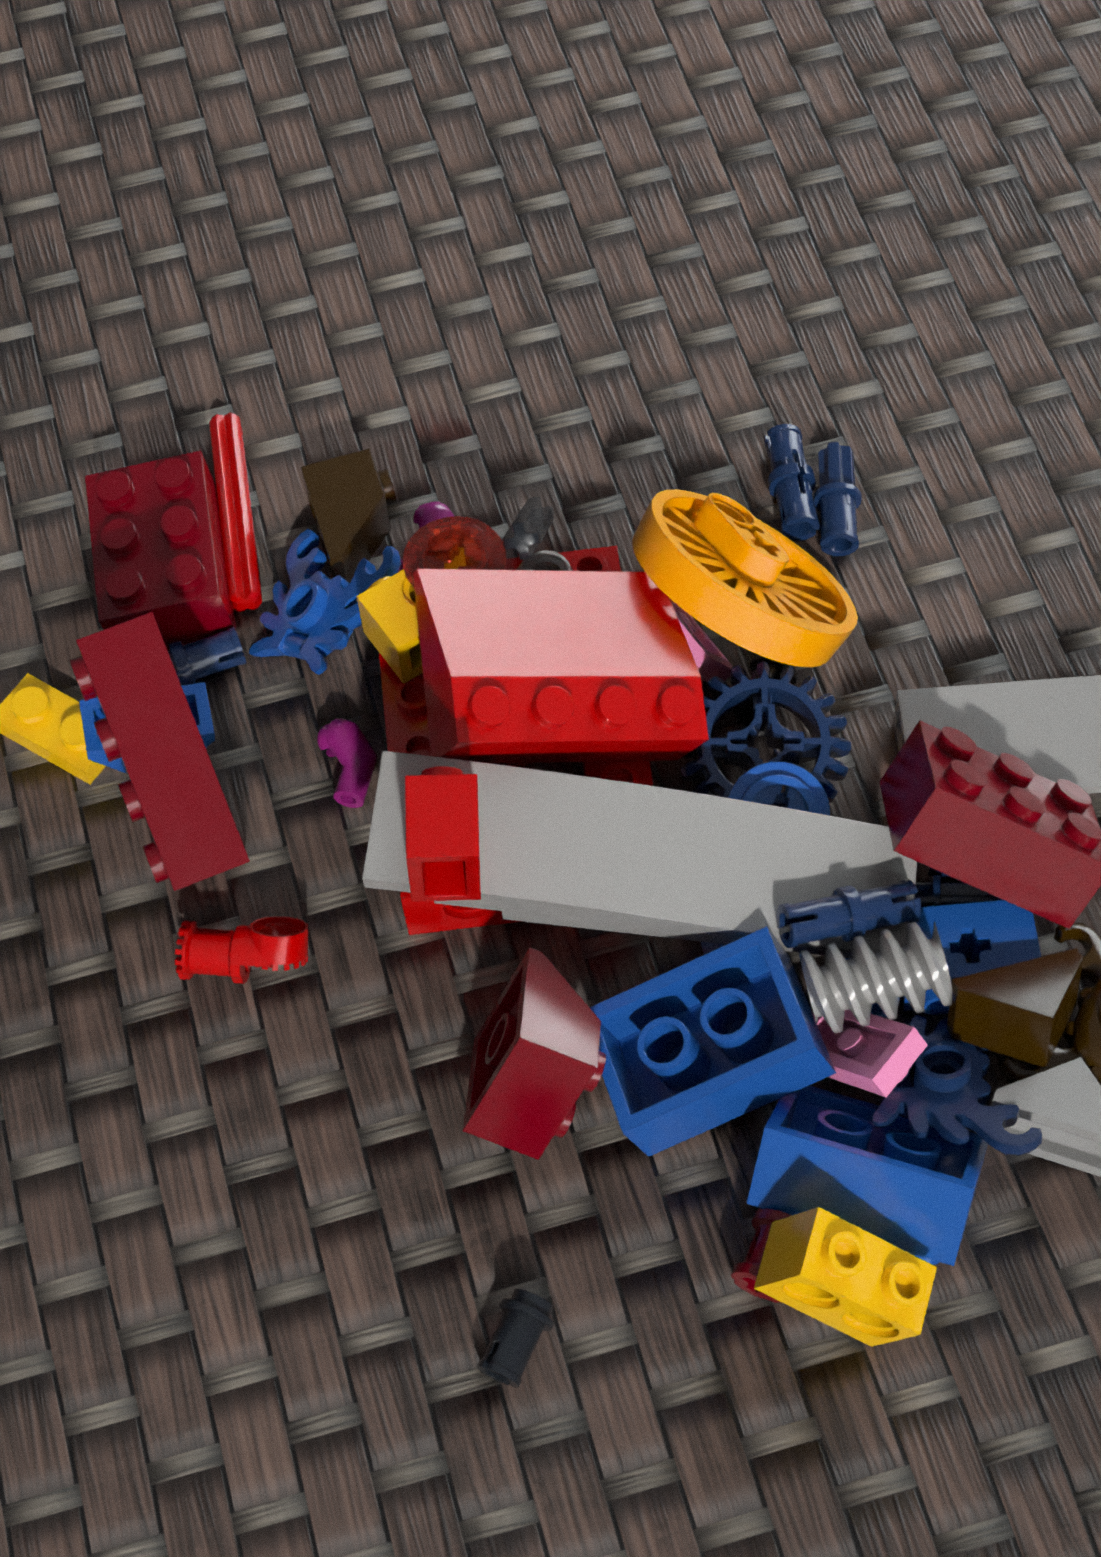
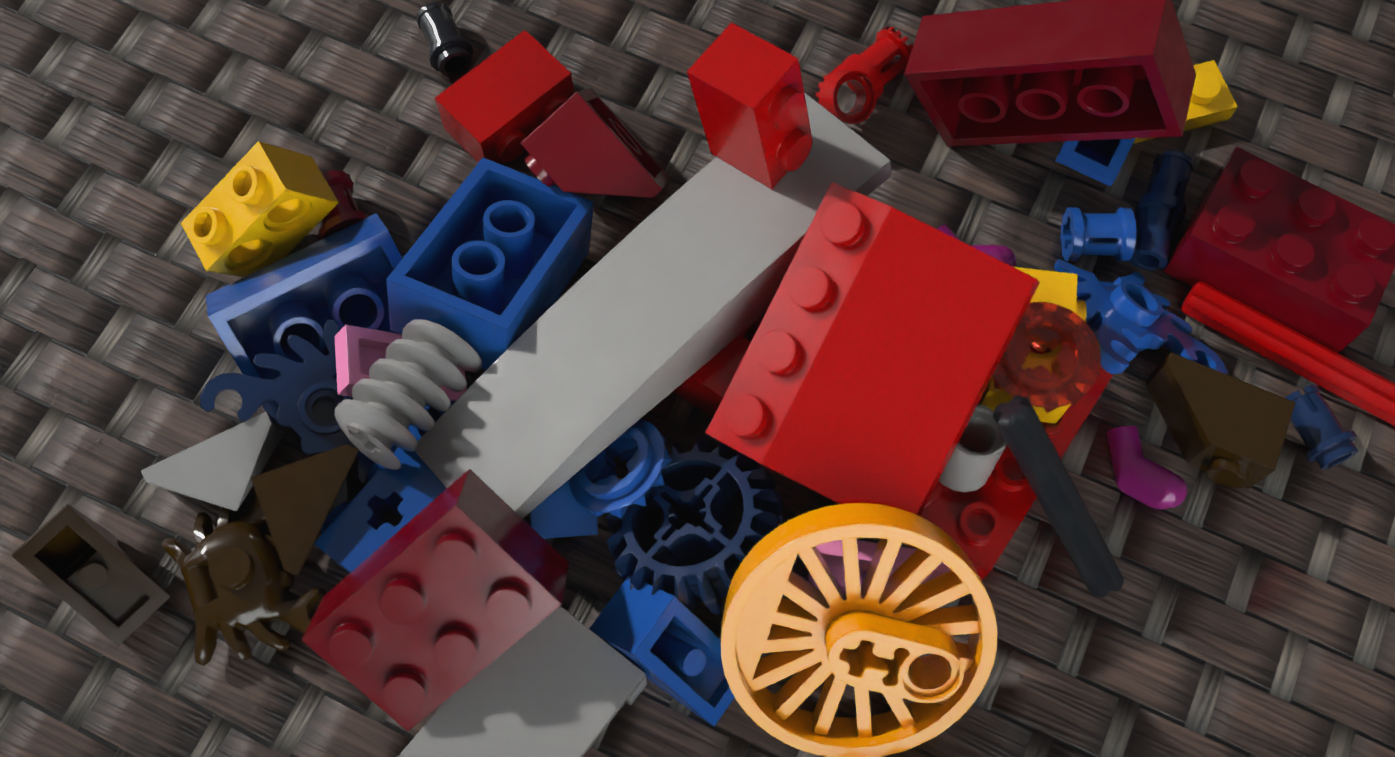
camera: 125 degrees right, 10 degrees up
(248, 685) = (1098, 234): none -> blue bush
(299, 448) = (1320, 429): none -> dark blue pin
(532, 1210) = (504, 99): none -> red brick
(848, 913) = (468, 408): dark blue pin -> none
(871, 708) = (668, 646): none -> blue slope

